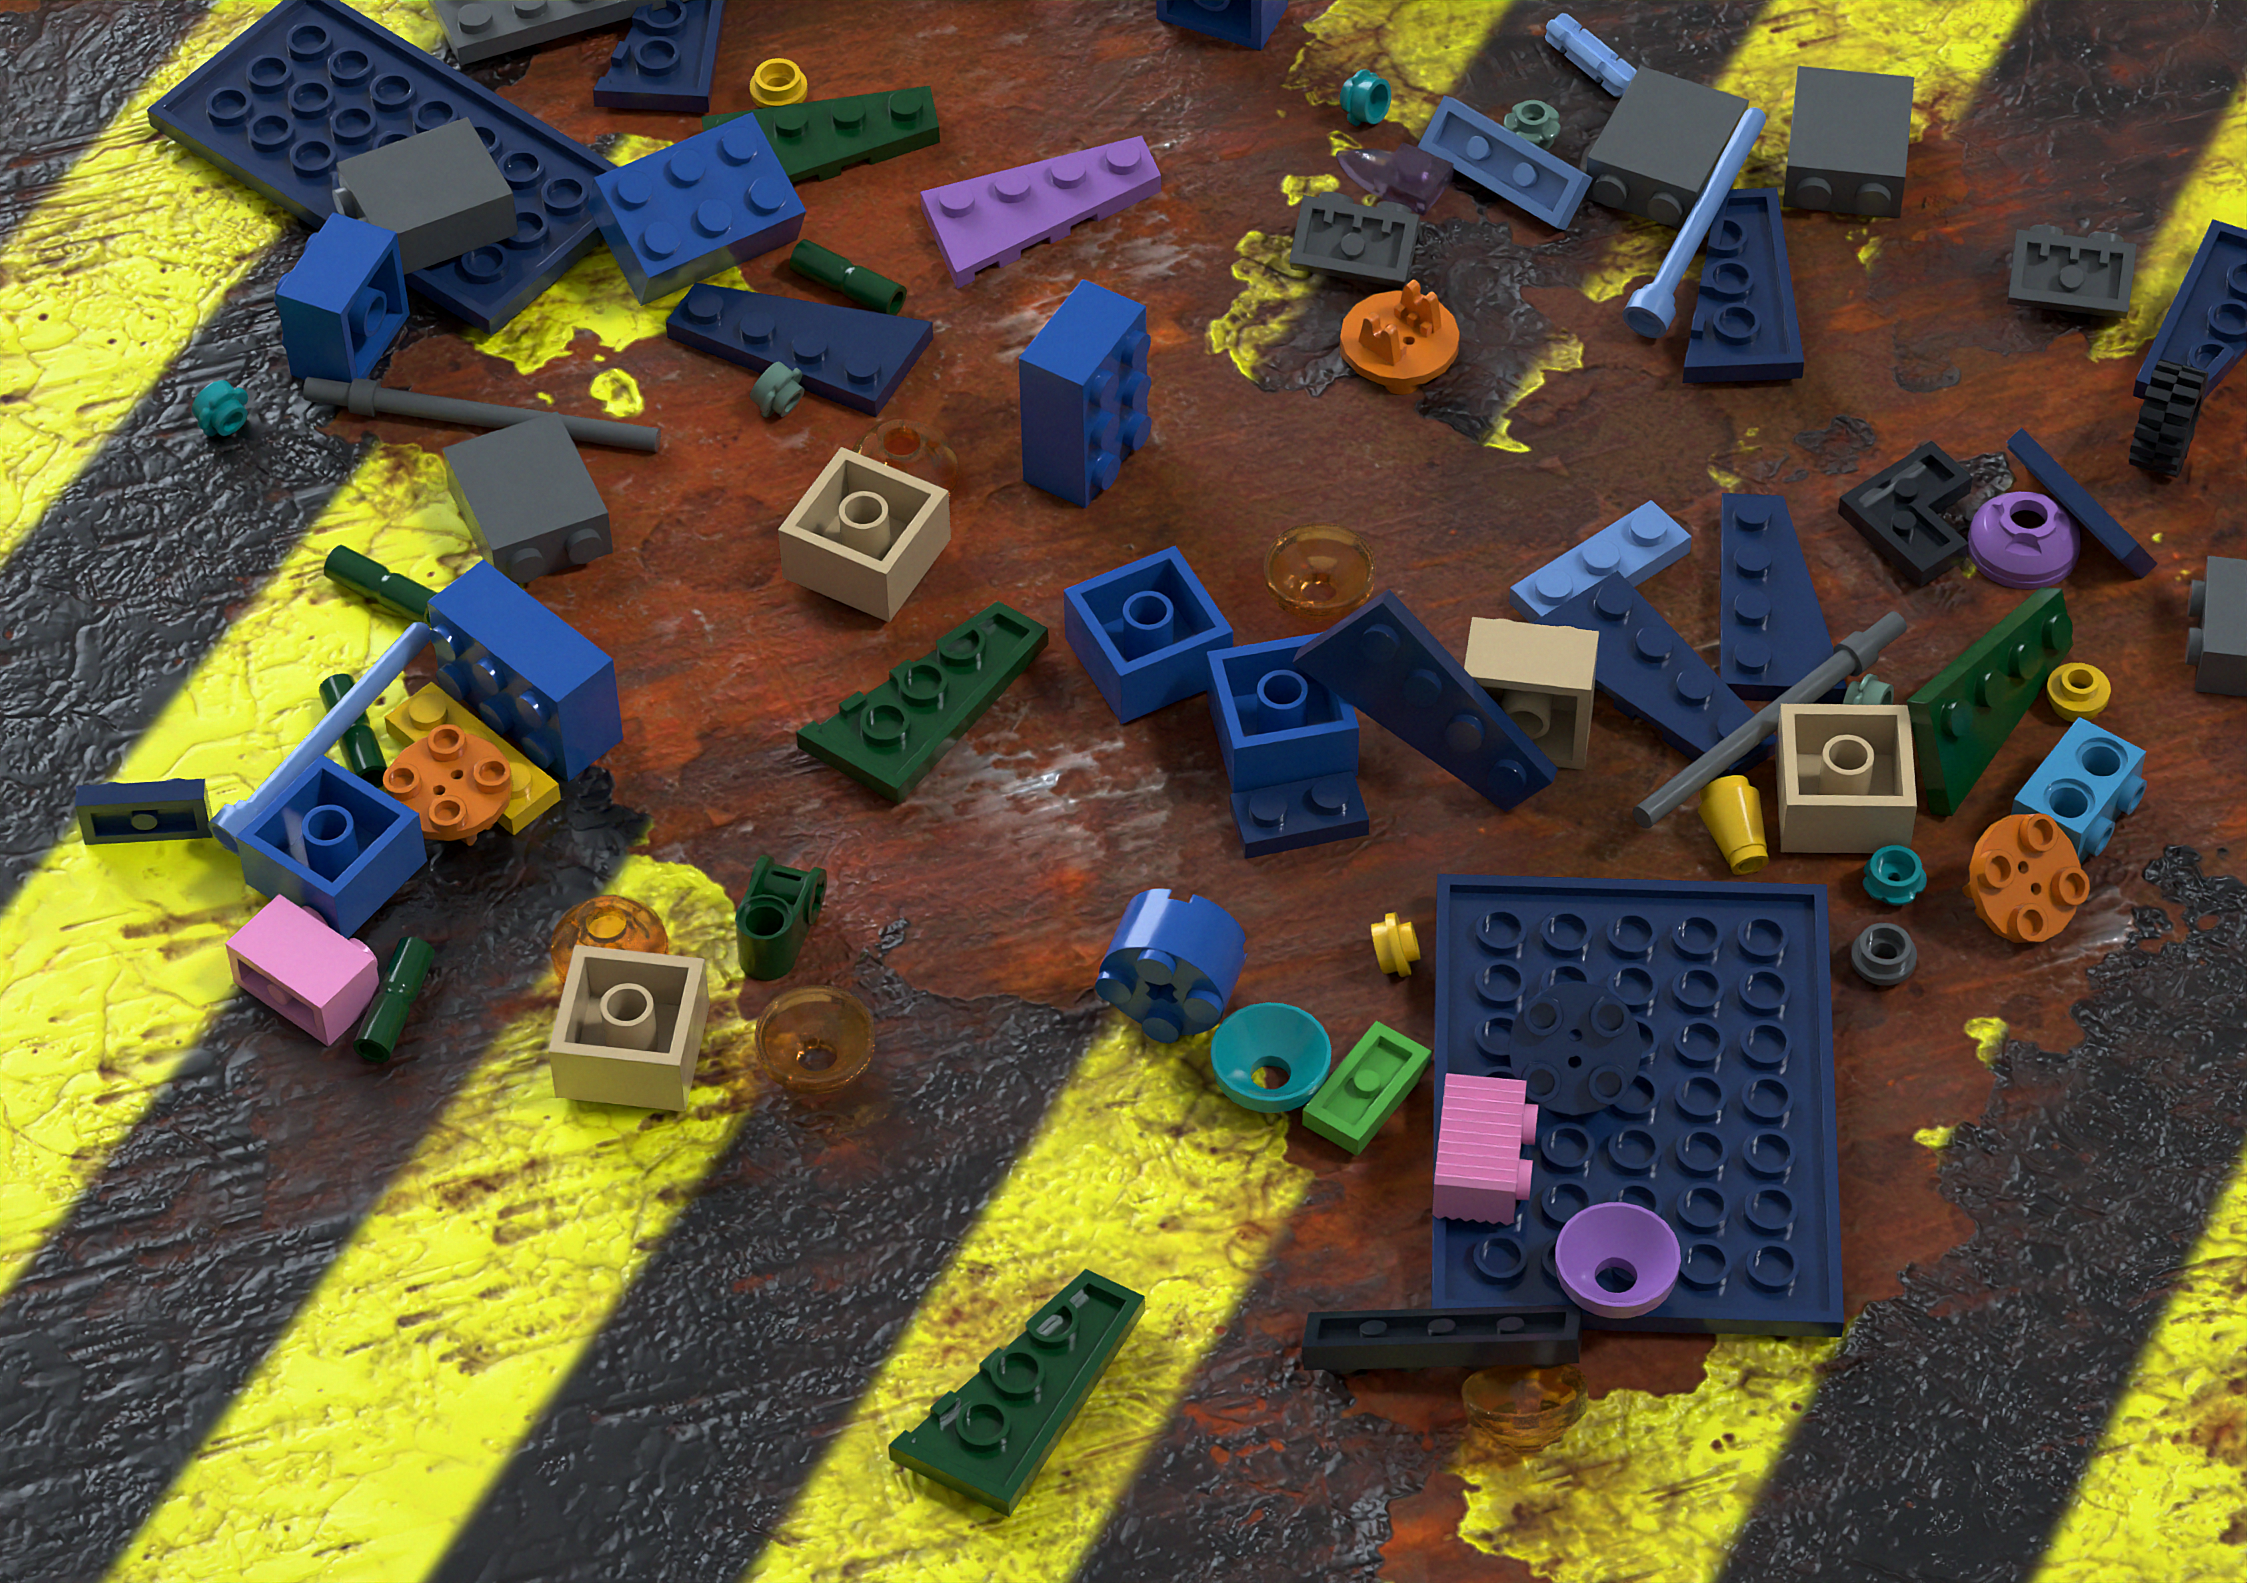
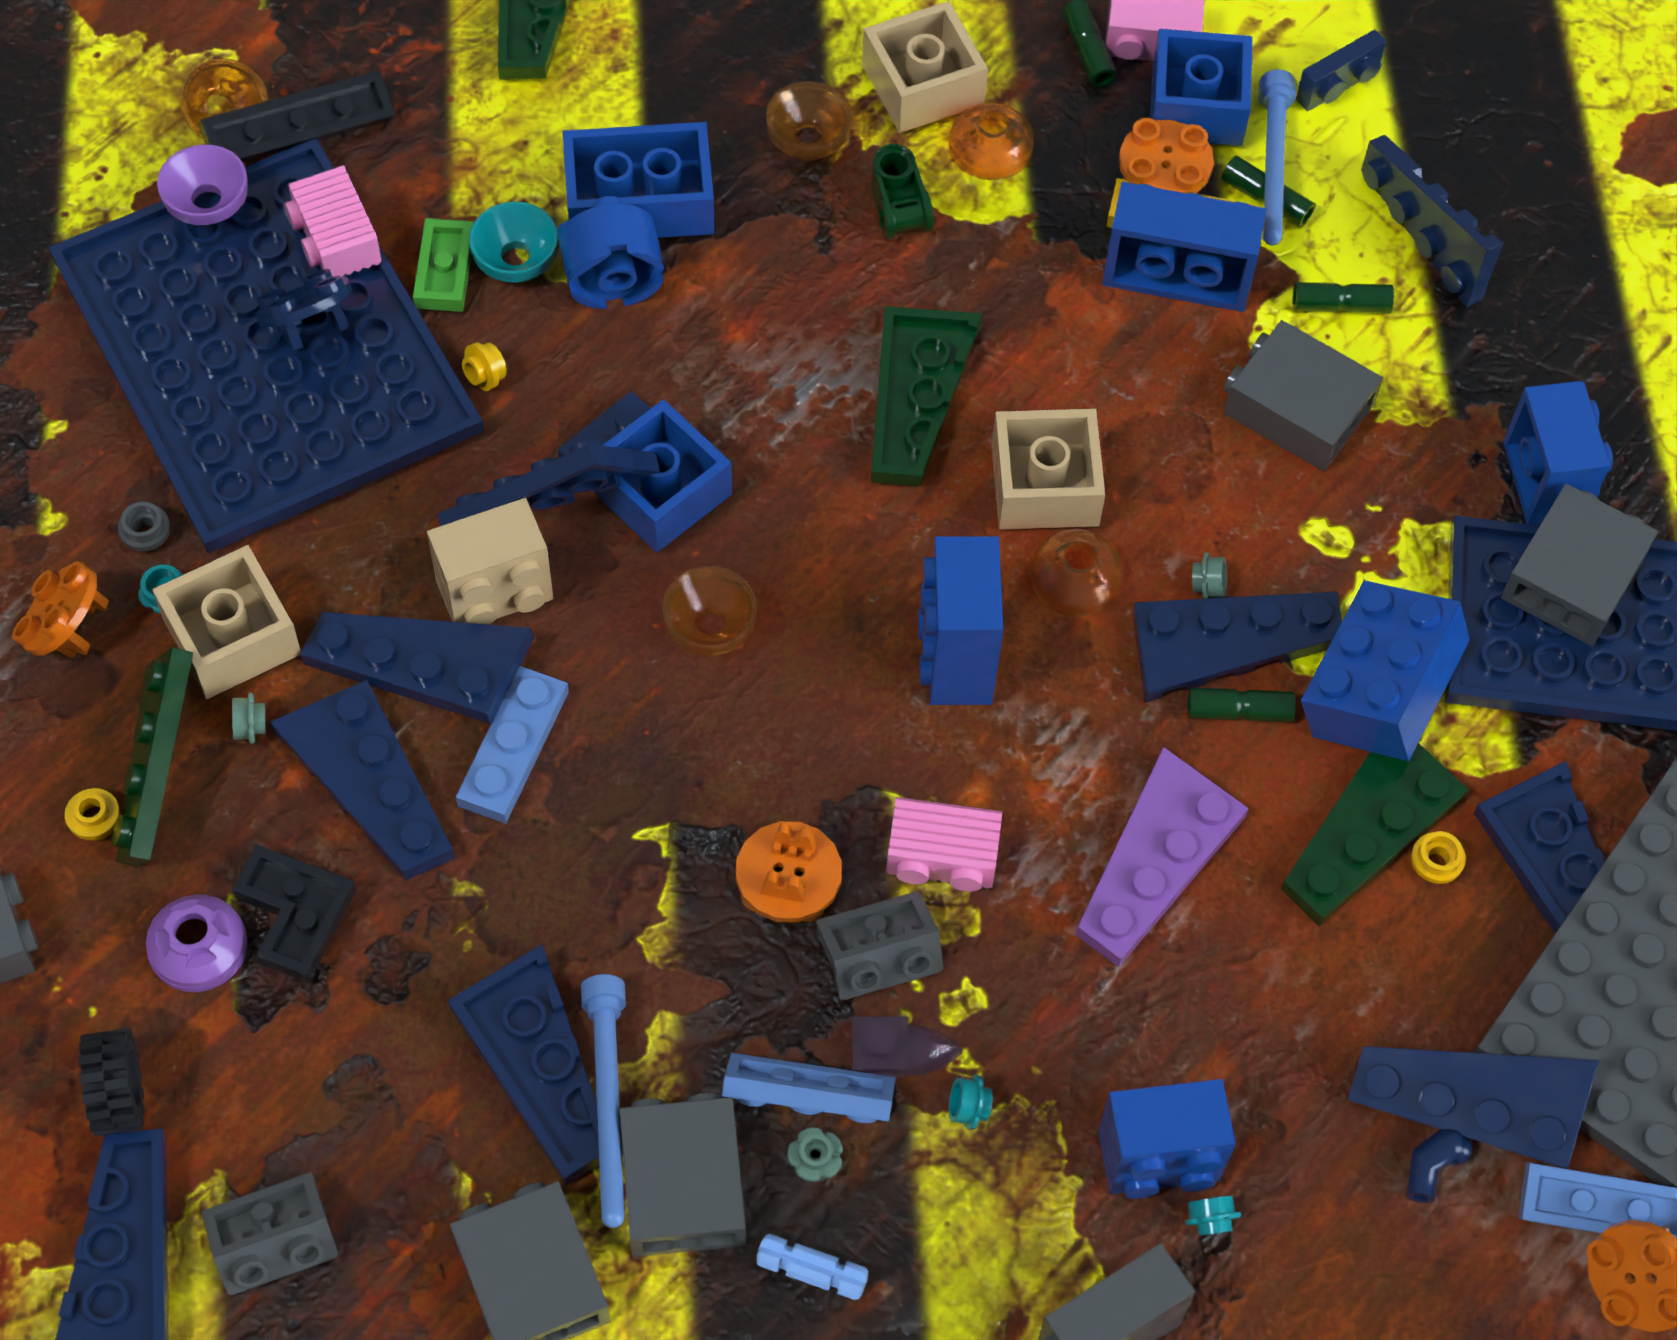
camera: 145 degrees right, 10 degrees up
(220, 408) = (1570, 363): teal plate -> none
(225, 587) = (1439, 231): none -> dark blue wing
(368, 398) = (1483, 430): dark grey bar -> none
(1077, 1048) = (646, 167): none -> blue brick
(1145, 632) = (794, 490): blue brick -> none
(1234, 284) = (944, 844): none -> bright pink brick
(1735, 822) = (298, 571): yellow cone -> none
(1849, 657) = (273, 734): dark grey bar -> none
(2081, 504) = (158, 981): dark blue tile -> none
(2085, 786) = (63, 710): dark azure brick -> none

